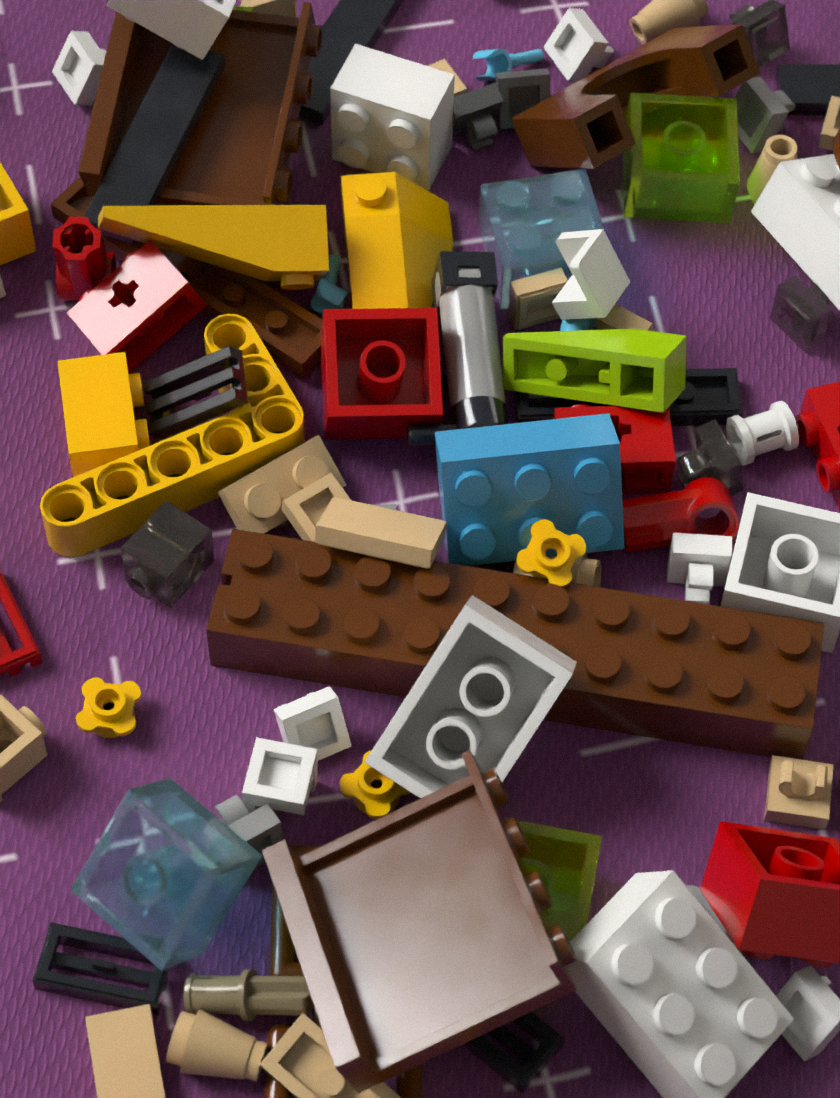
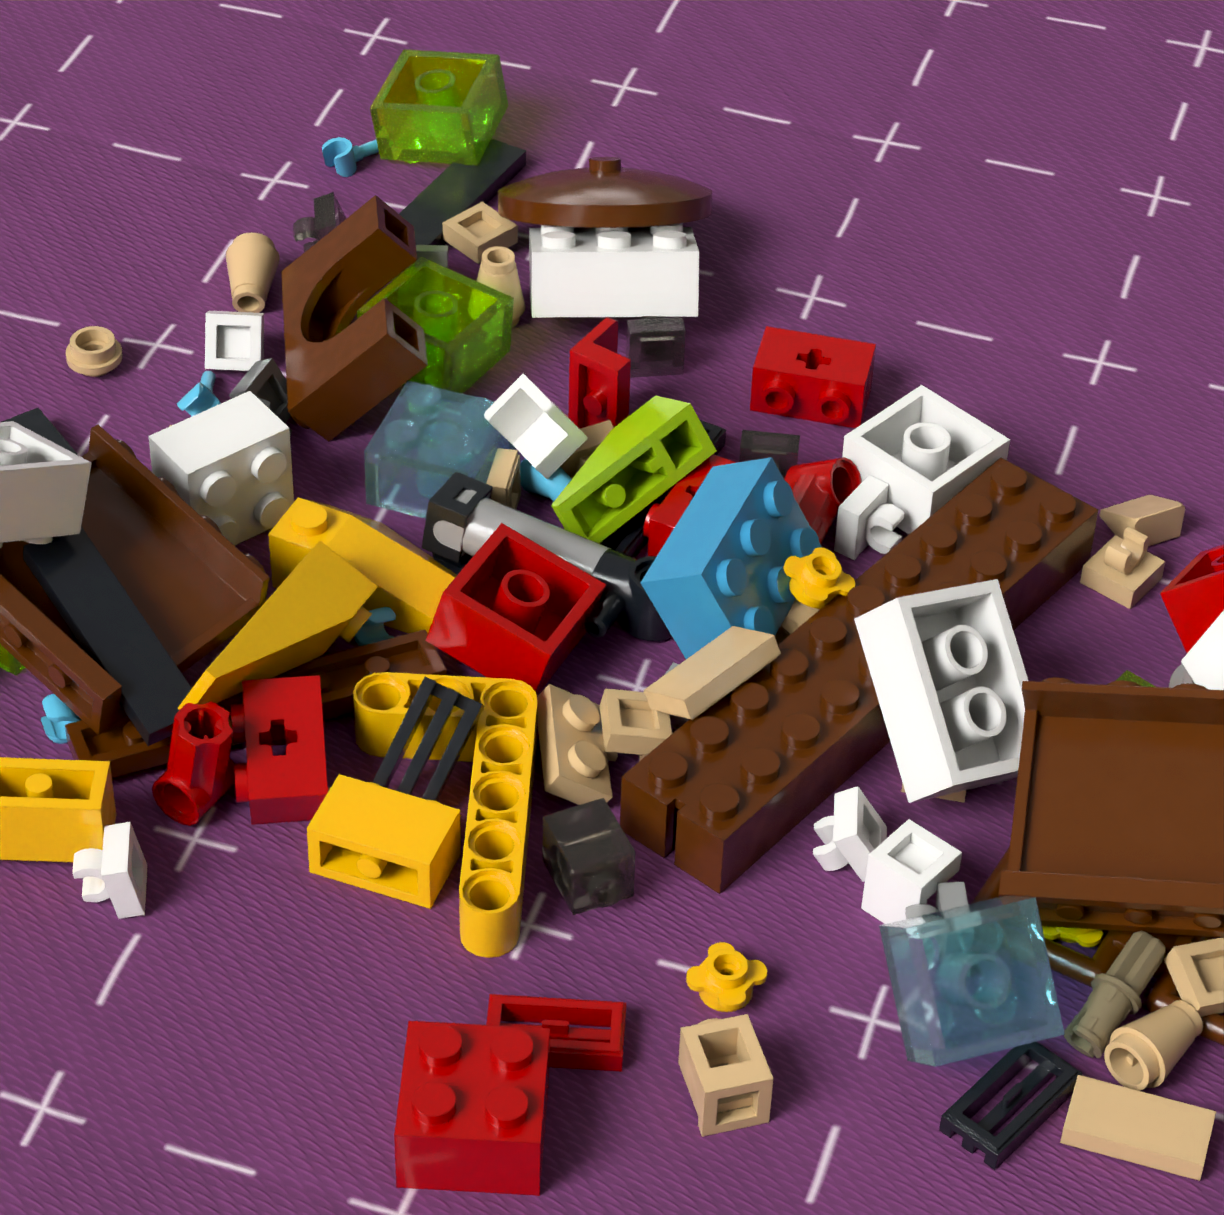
camera: 60 degrees left, 15 degrees down
(370, 800) = (946, 819): yellow plate -> none
(697, 288) = (599, 378): none -> red panel
(762, 432) = (758, 411): white bush -> none

